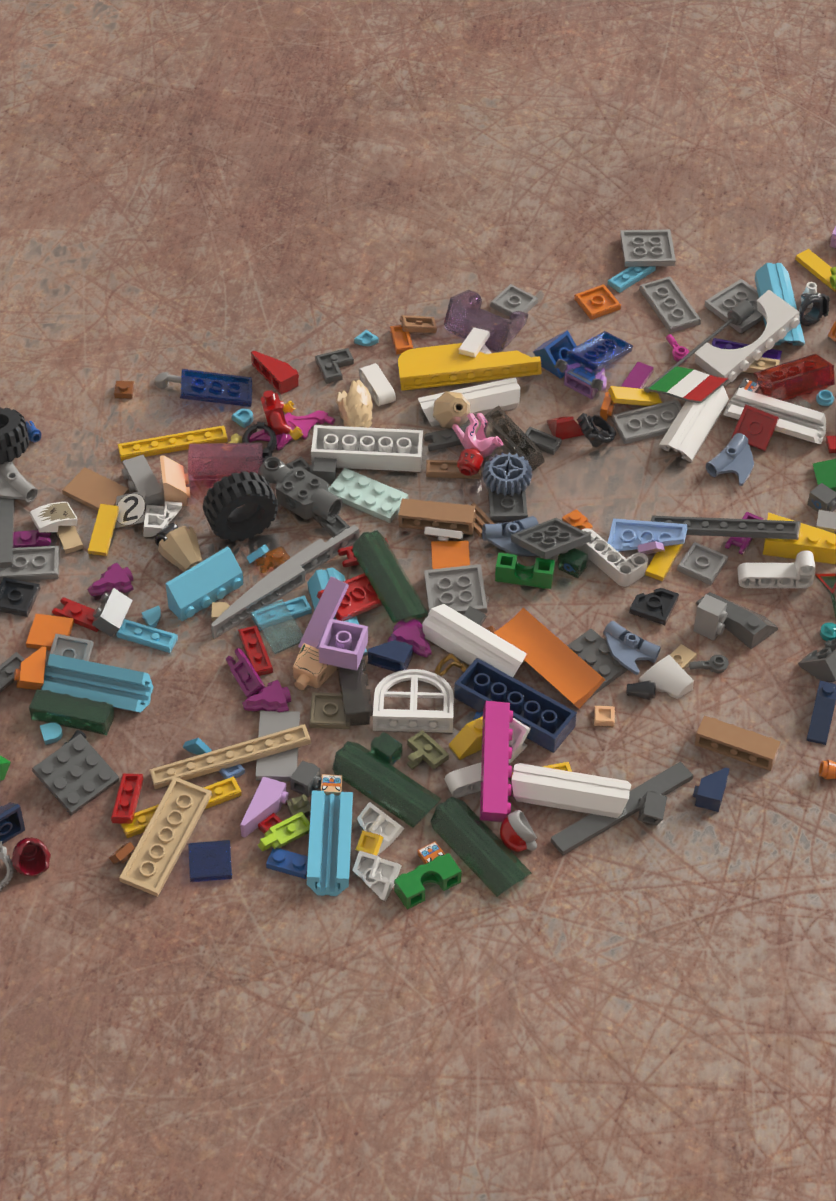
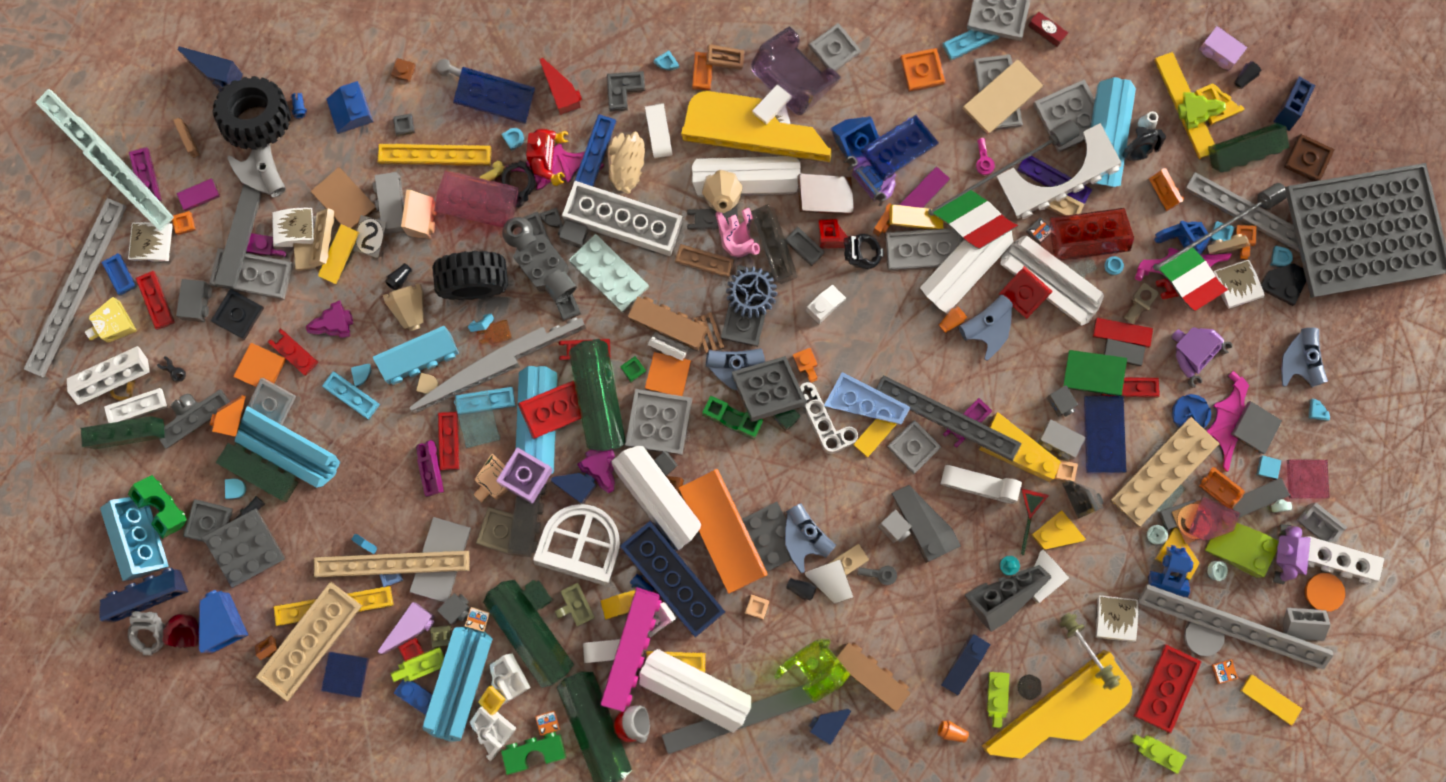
camera: 15 degrees right, 30 degrees up
(22, 763) = (205, 518): none -> dark grey tile
(72, 836) = (219, 622): none -> blue slope
(82, 422) = (349, 107): none -> blue slope
(85, 525) = (321, 237): none -> tan plate
(111, 611) = (320, 363): brick -> none
(127, 798) = (285, 586): red tile -> none
(136, 427) = (403, 124): none -> dark grey tile
(159, 517) = (396, 251): white slope -> none
(269, 699) = (446, 505): magenta rock -> none
(324, 403) = (595, 150): none -> blue tile
(324, 612) = (517, 429): lavender tile -> none
(415, 560) = (633, 369): none -> green tile
(457, 663) = (641, 516): pearl gold piece -> none
(470, 462) = (720, 265): red head -> none
(546, 396) = (825, 194): none -> tile
(576, 476) = (825, 304): none -> white slope
(650, 547) = (864, 427): lavender tile -> none
(651, 807) = (764, 732): dark grey brick -> none
(655, 605) = (848, 489): black plate -> none
(676, 303) = (1002, 97): none -> tan tile
(682, 739) = (819, 666): none -> clear neon green piece
(694, 256) = (1047, 29): none -> dark red slope
(698, 462) = (952, 319): none -> orange cone

